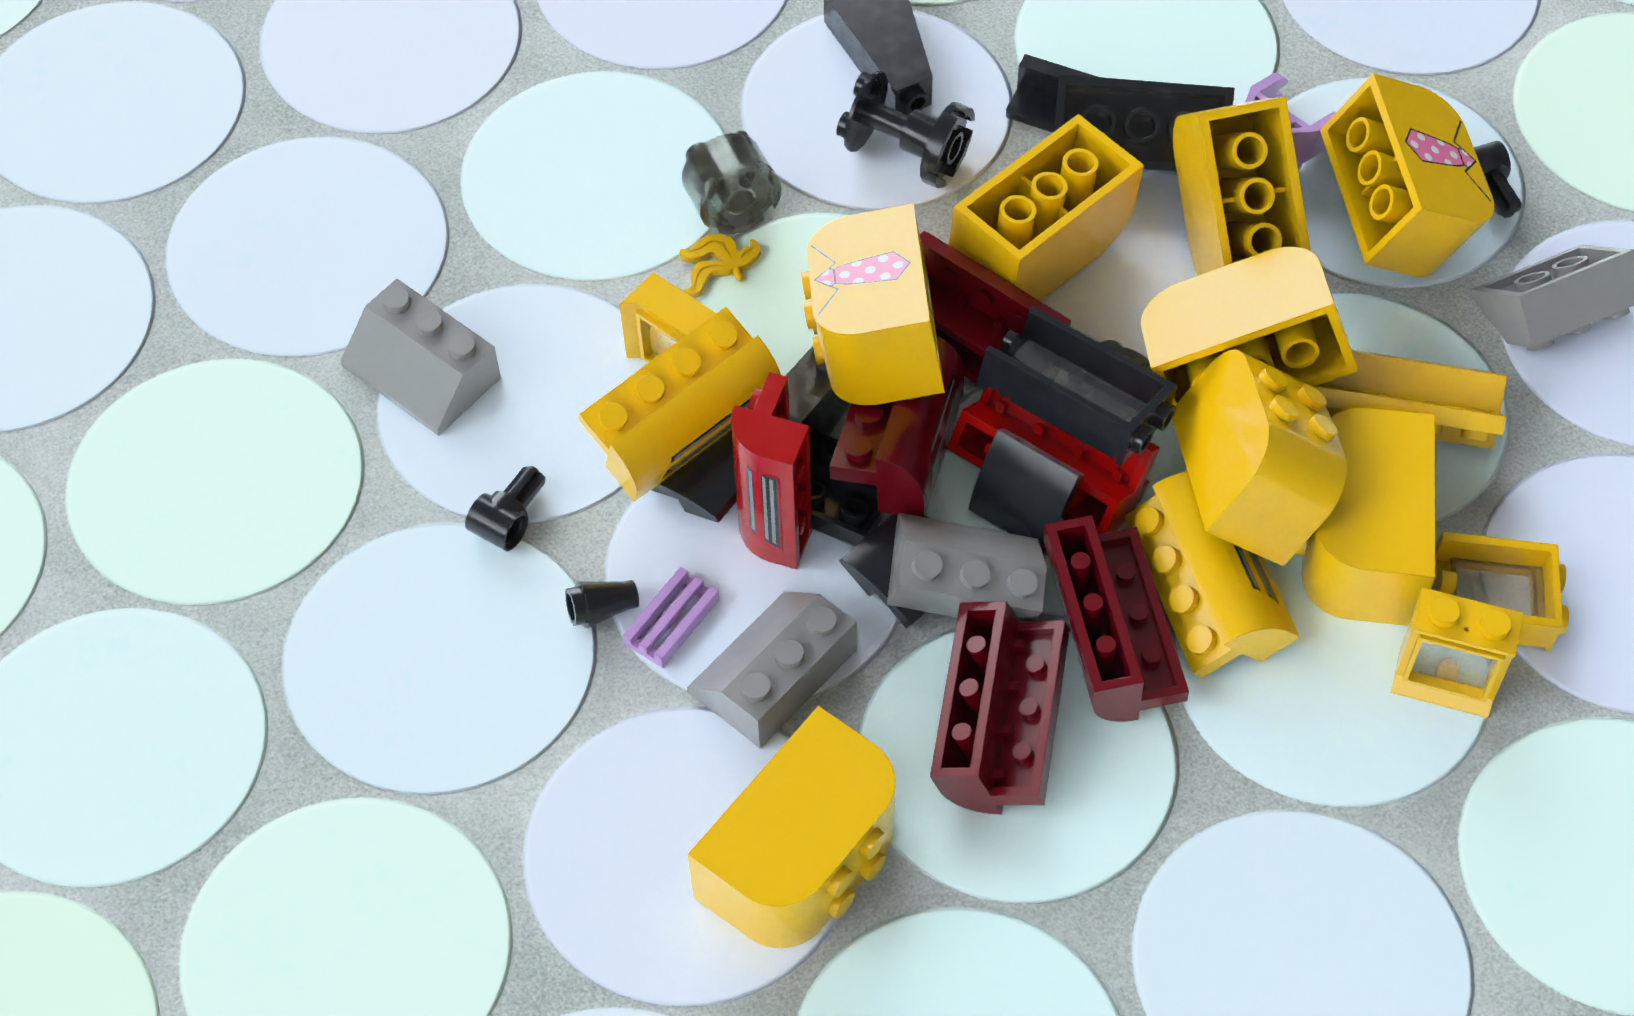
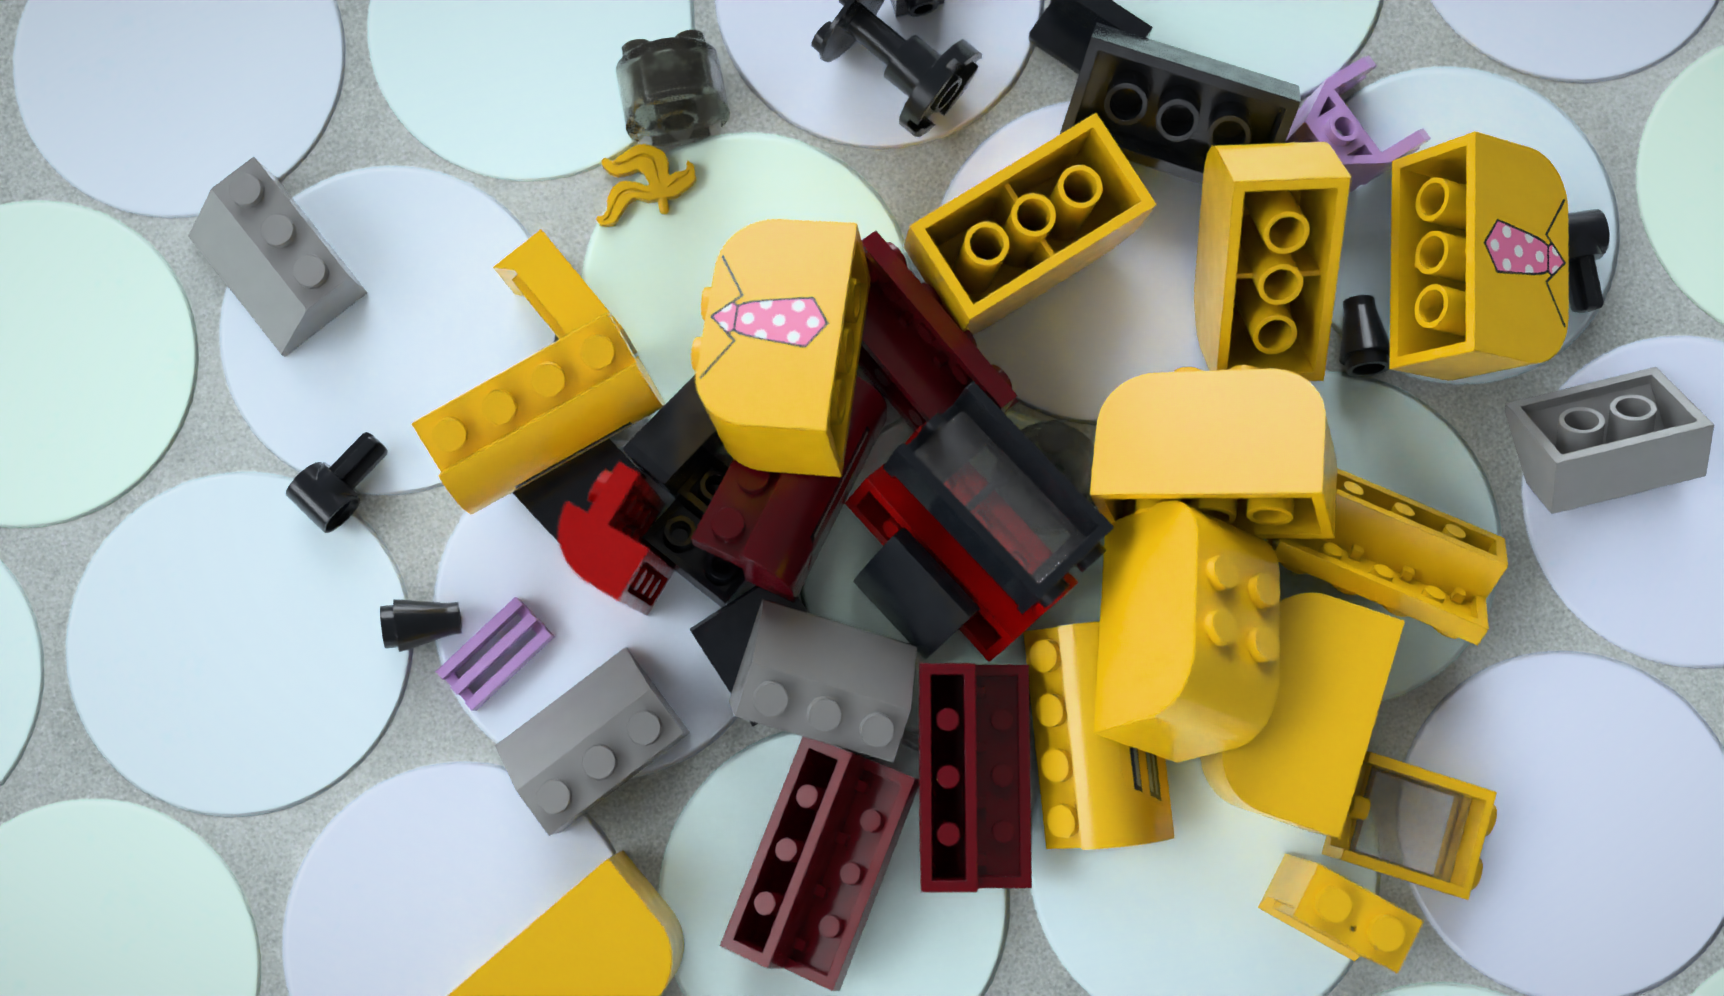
camera: 10 degrees right, 25 degrees up
(1340, 261) = (1364, 339): none -> black cone

